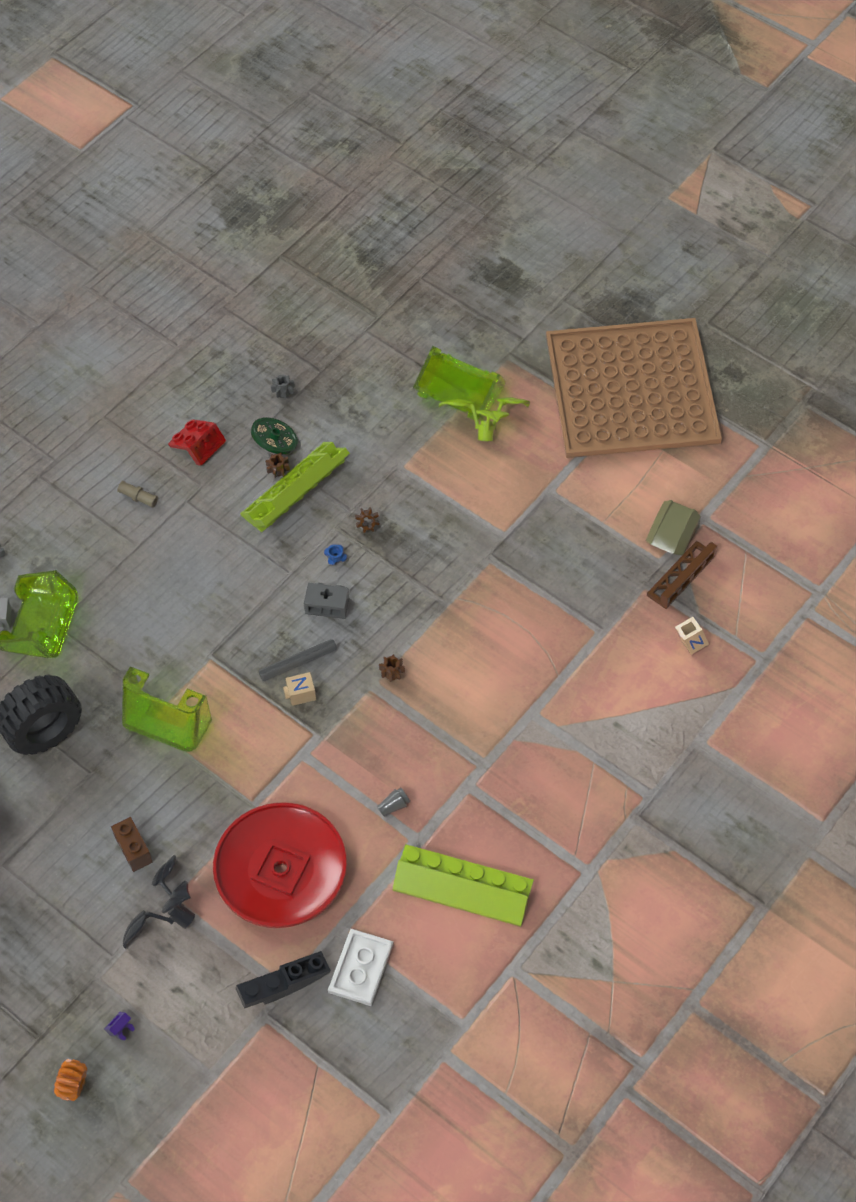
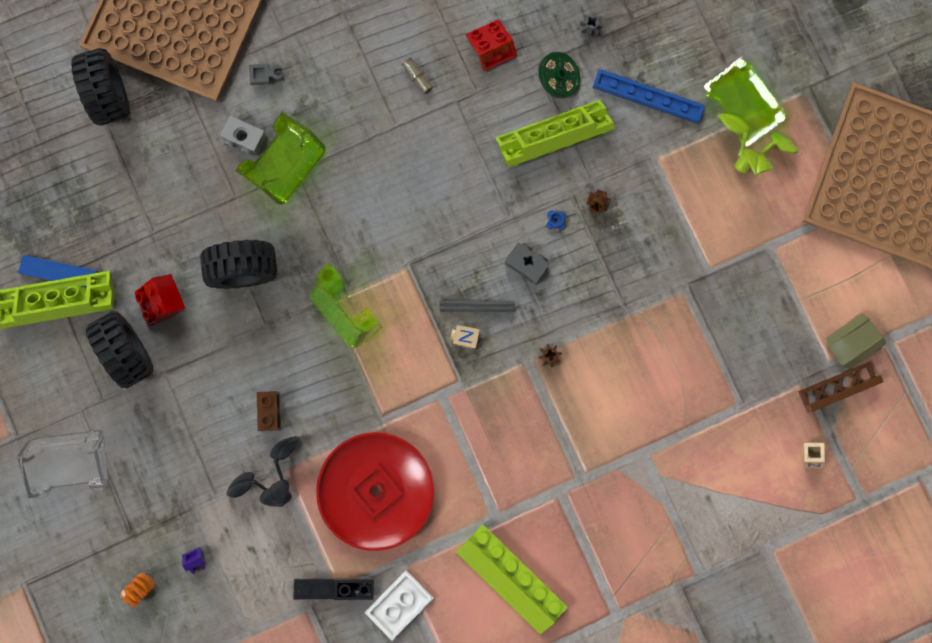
camera: 25 degrees right, 25 degrees up
(277, 465) = (549, 112): reddish brown gear -> none
(367, 421) = (648, 96): none -> blue tile
(394, 801) = (493, 478): dark grey cone -> none

